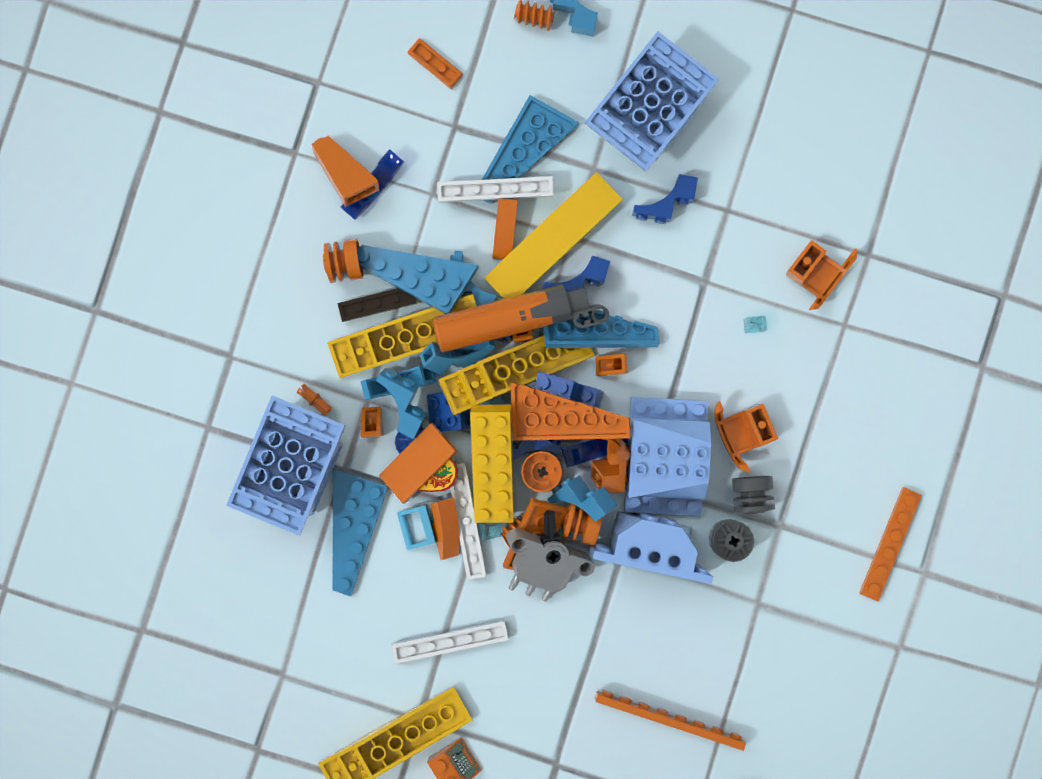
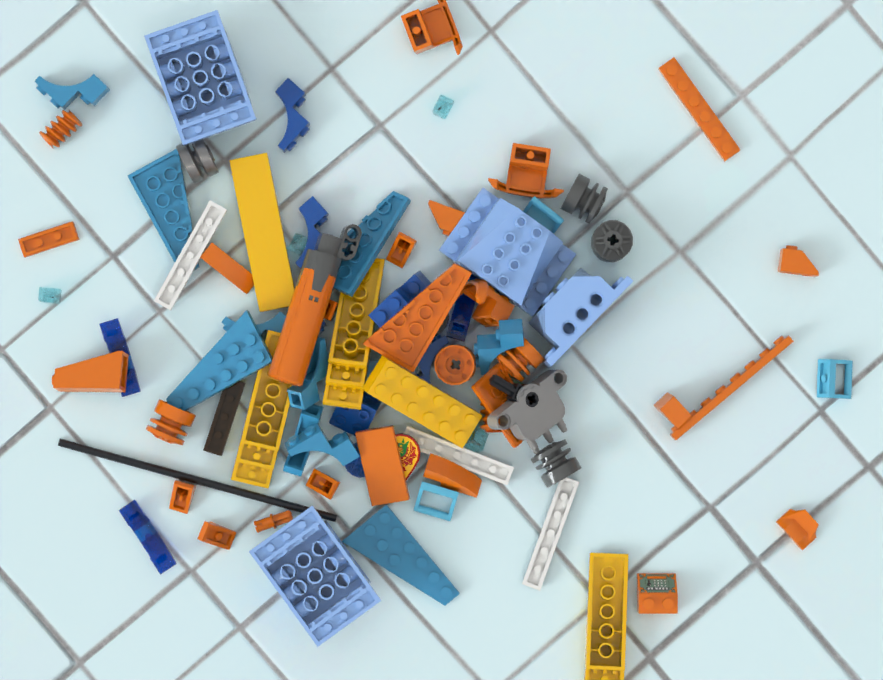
camera: 60 degrees left, 0 degrees up
(236, 302) = (148, 536): none -> clear blue slope
(272, 359) = (216, 535): none -> orange slope
(288, 309) = (182, 496): none -> orange slope
(309, 312) = (192, 478): none -> black piece
(388, 93) = (49, 295): none -> clear light blue slope
(510, 612) = (555, 463): none -> dark grey wheel
(561, 274) = (297, 244): none -> clear light blue slope
(579, 143) = (196, 159): none -> flat silver wheel
(619, 682) = (673, 410): none -> orange slope
(663, 384) = (445, 216): none -> orange slope
(718, 467) = (543, 215): none -> medium azure tile
(811, 709) = (796, 262): none -> orange slope

